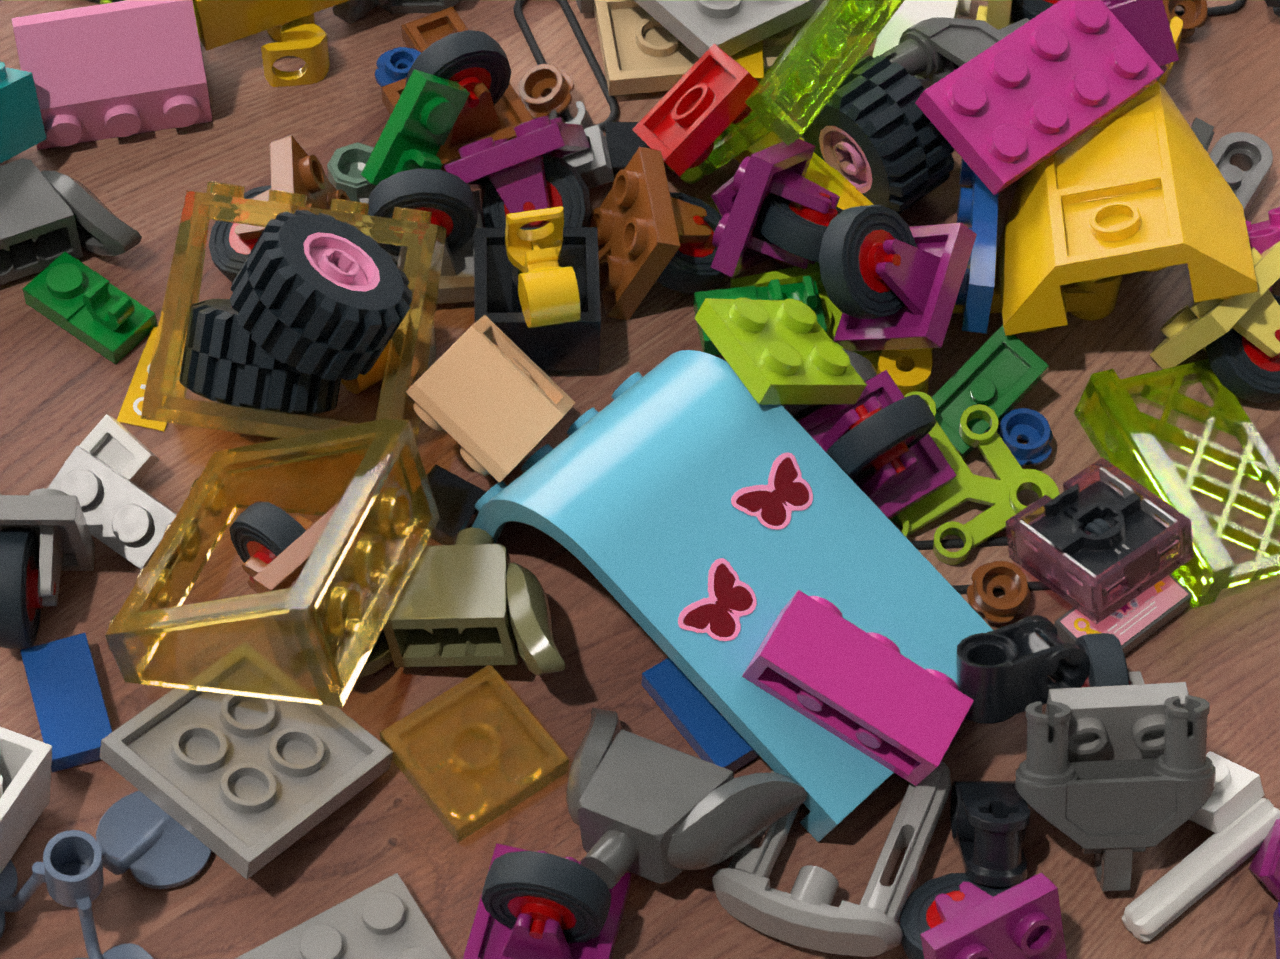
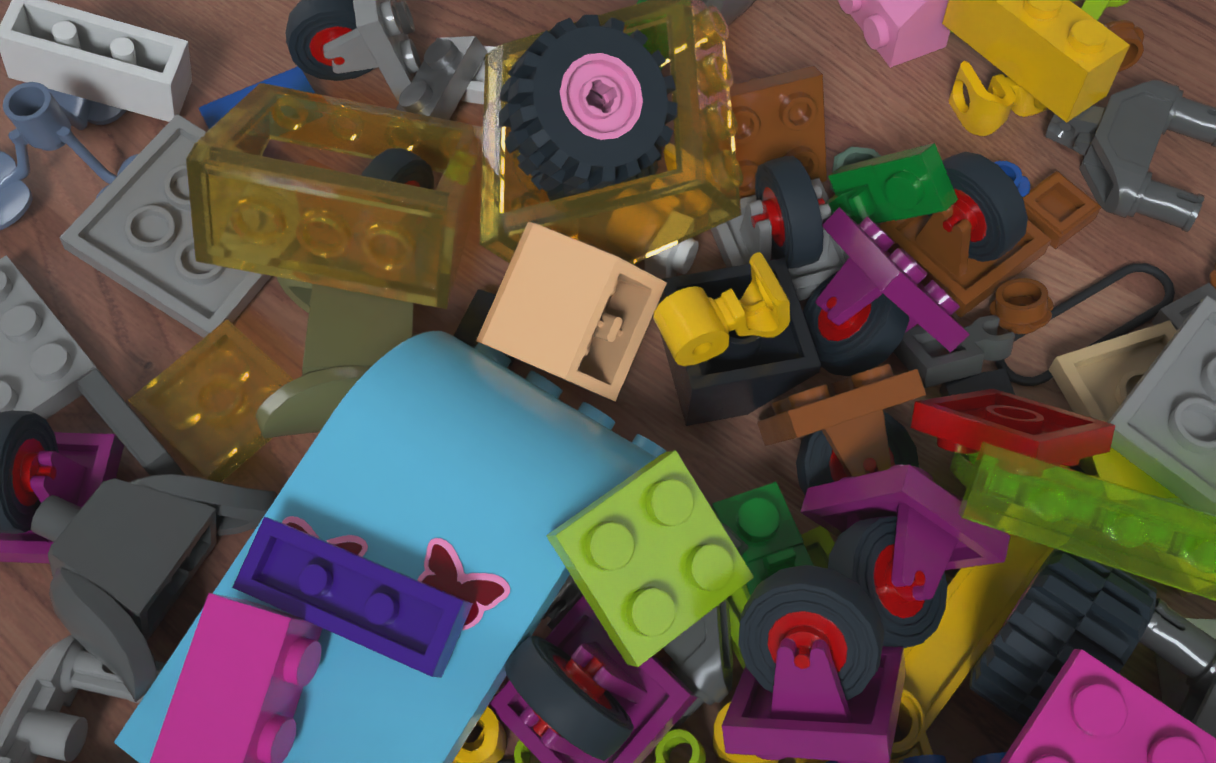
camera: 85 degrees right, 5 degrees up
(507, 821) = (127, 425): none -> dark grey tile
(772, 565) = (353, 597): none -> dark purple plate

